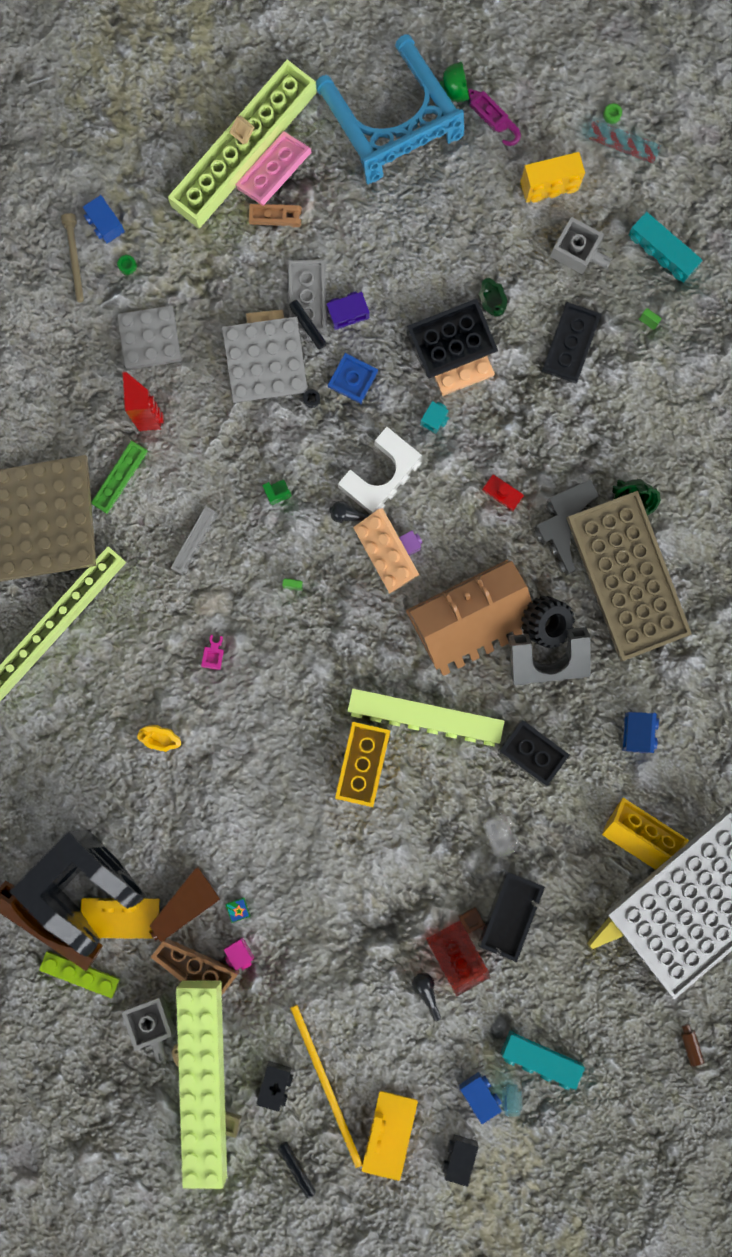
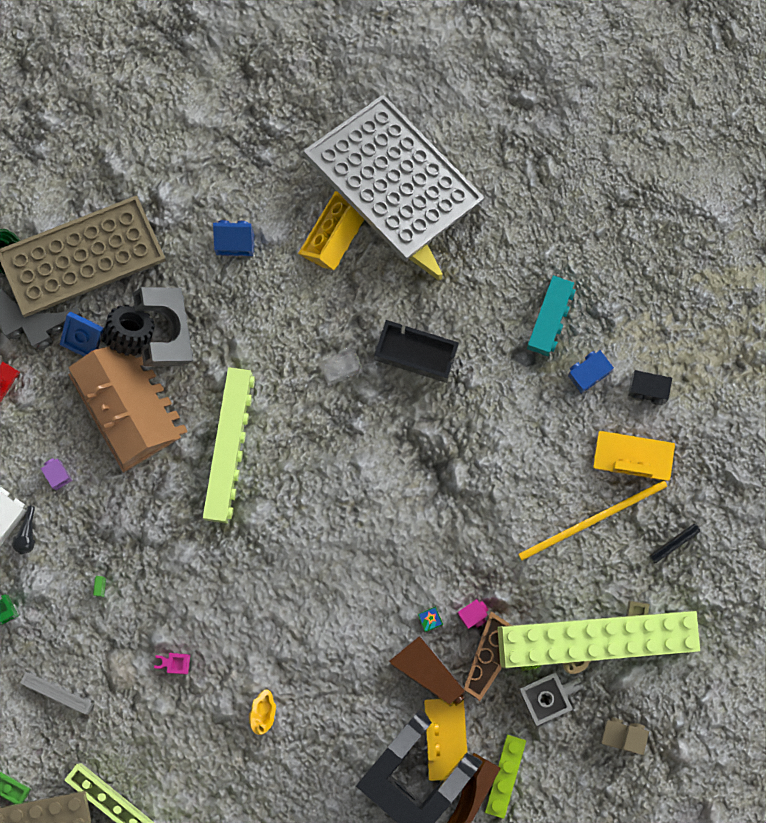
camera: 90 degrees left, 5 degrees down
(104, 1104) = (624, 737): none -> dark tan brick
(271, 1098) = (605, 577): black brick -> none
(362, 764) = (277, 503): yellow brick -> none
(386, 550) = (62, 493): light nougat plate -> none
(424, 986) = (489, 431): black piece -> none
(458, 958) = (461, 399): clear red slope -> none
(471, 920) = (424, 390): reddish brown tile -> none
(512, 1100) = (590, 342): clear light blue brick -> none
(533, 753) = (258, 338): black brick -> none
(545, 573) = (80, 334): none -> blue plate
(691, 1046) = (526, 180): reddish brown cylinder -> none

